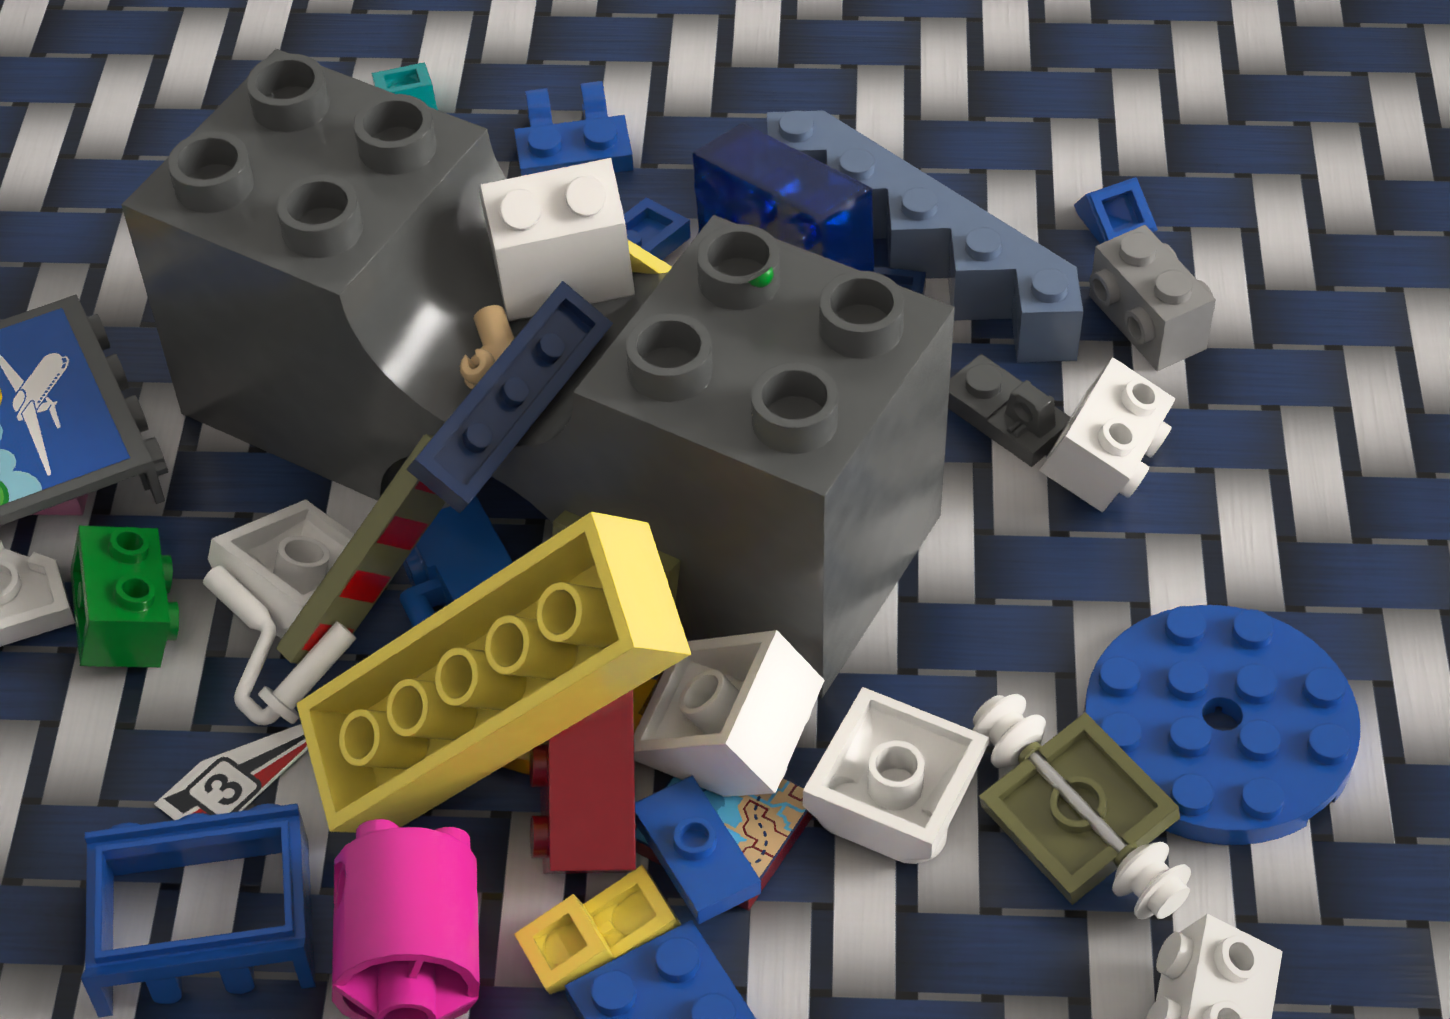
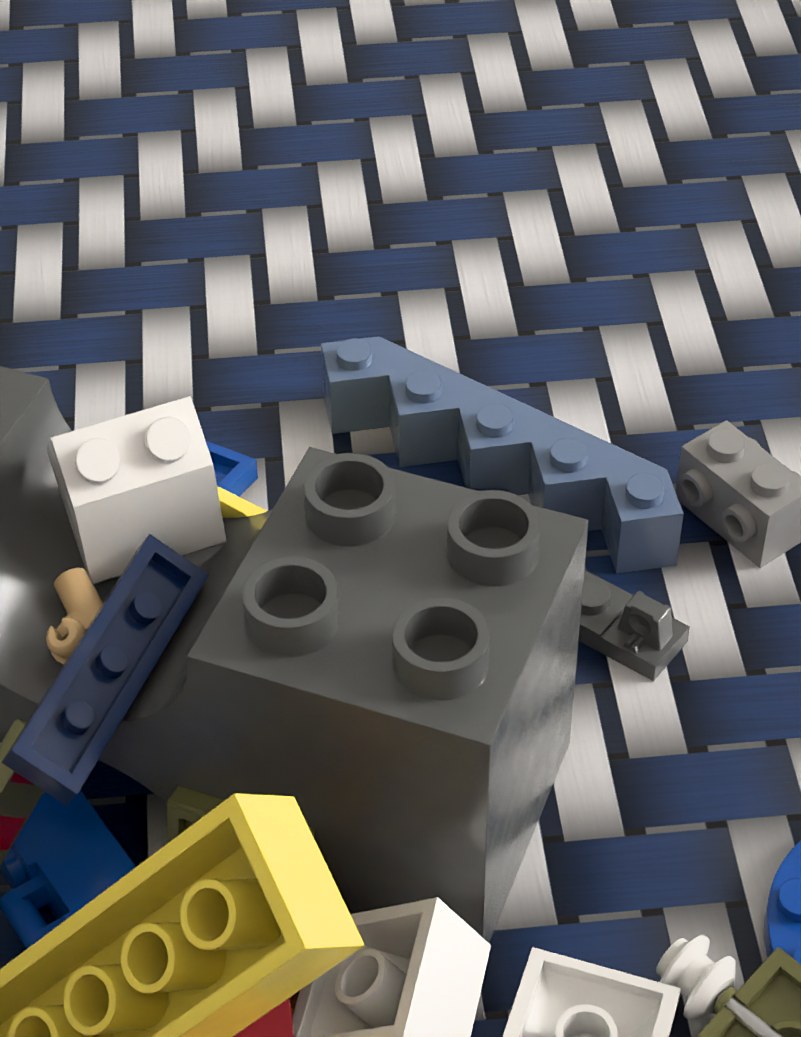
camera: 10 degrees left, 5 degrees down
(566, 144) = (104, 397): blue plate -> none
(762, 278) = (381, 508): green piece -> none
(785, 193) = (351, 413): clear blue brick -> none
(1109, 435) = (734, 641): white brick -> none
(1115, 210) = (684, 411): blue slope -> none

